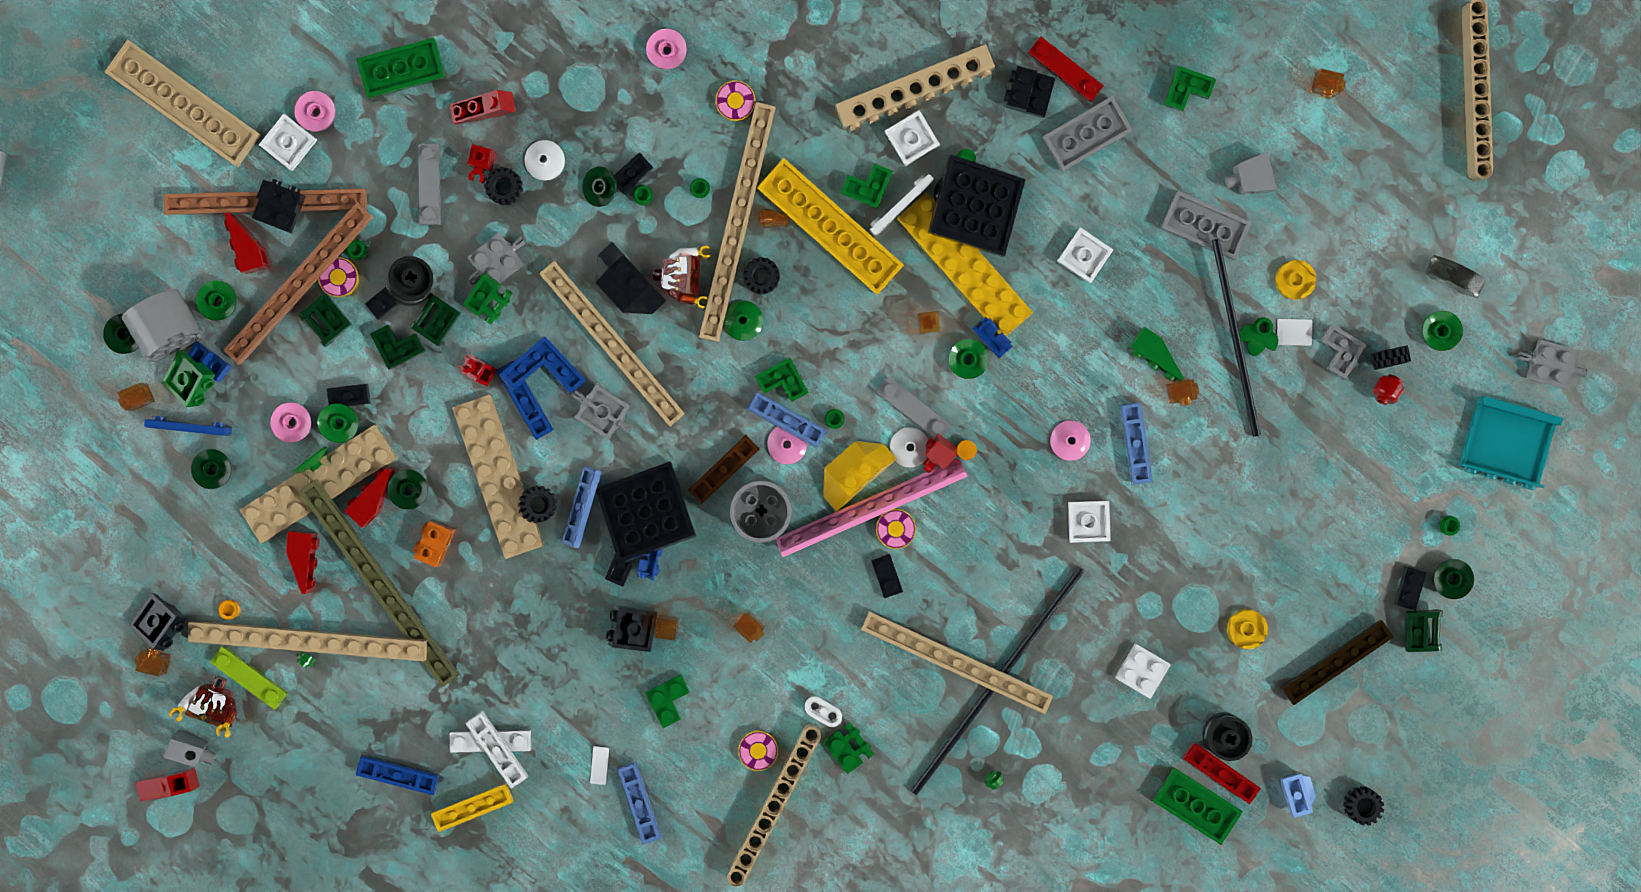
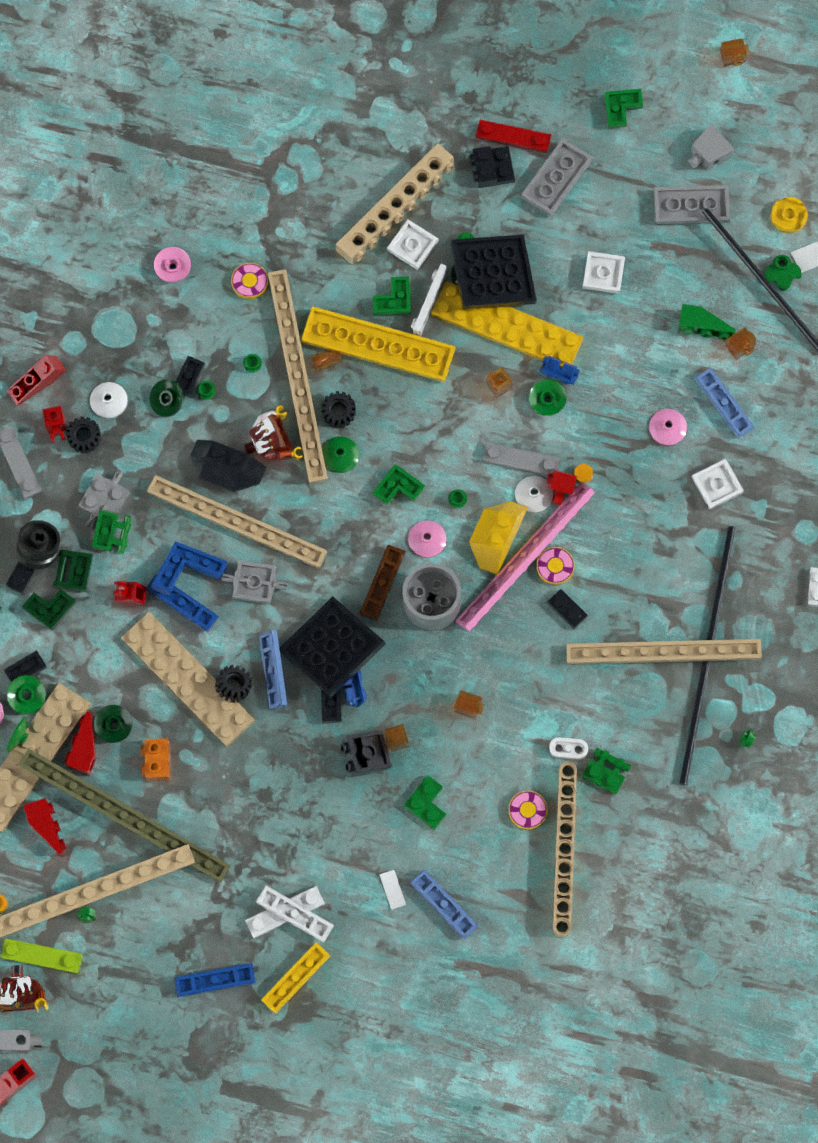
camera: 20 degrees left, 15 degrees down
(786, 420) = (417, 517): medium blue plate -> none

